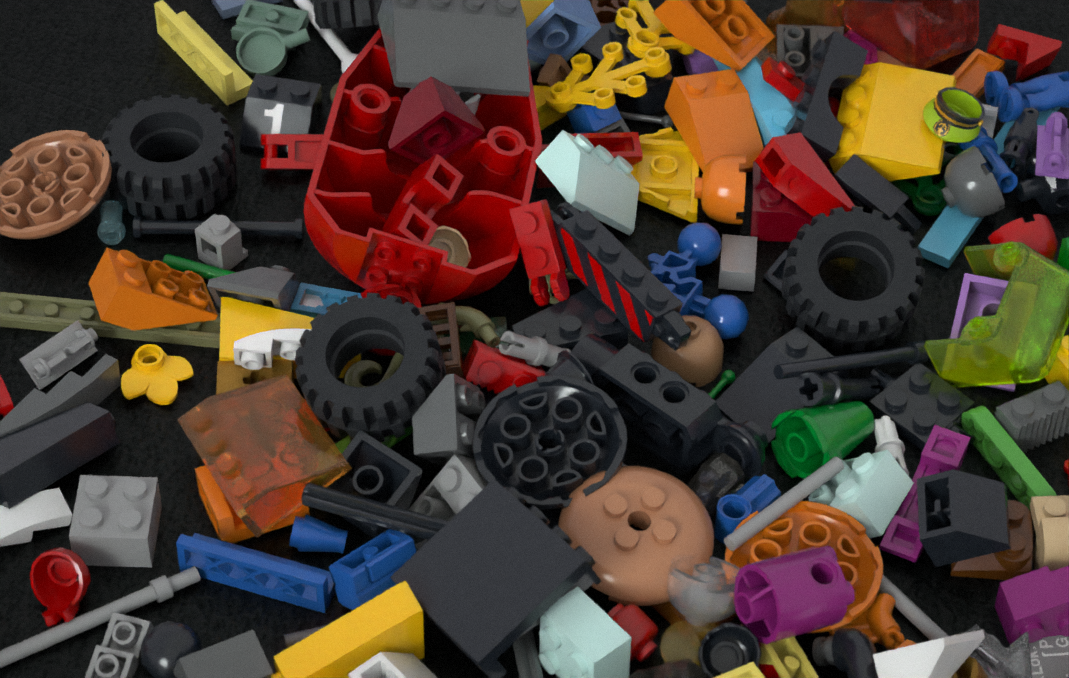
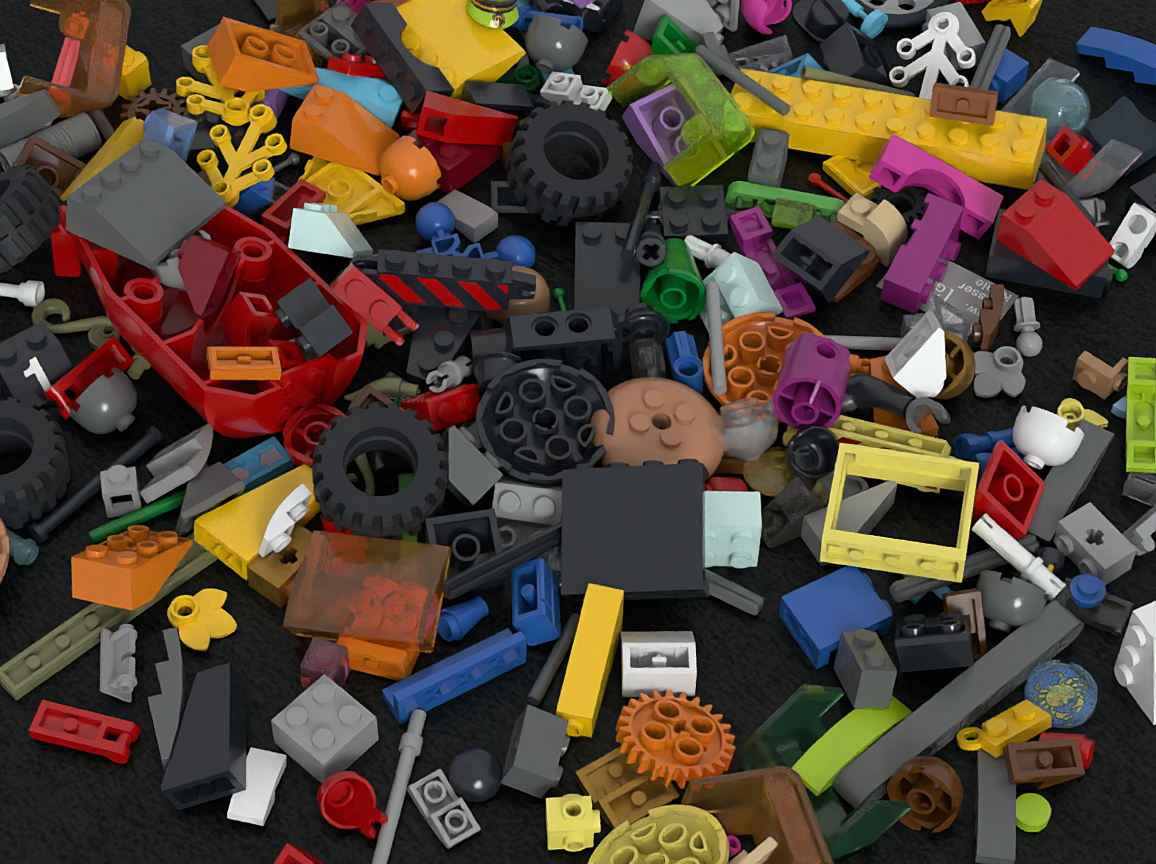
camera: 50 degrees left, 5 degrees up
(176, 480) = (327, 659): none -> clear pink brick
(274, 253) = (178, 463): none -> light grey slope
(285, 175) = (107, 404): none -> dark grey cylinder
(359, 203) = (243, 363): none -> orange tile
(470, 220) = (312, 318): none -> black brick
(945, 238) = (569, 87): none -> white slope
(997, 466) = (791, 213): none -> clear neon green panel

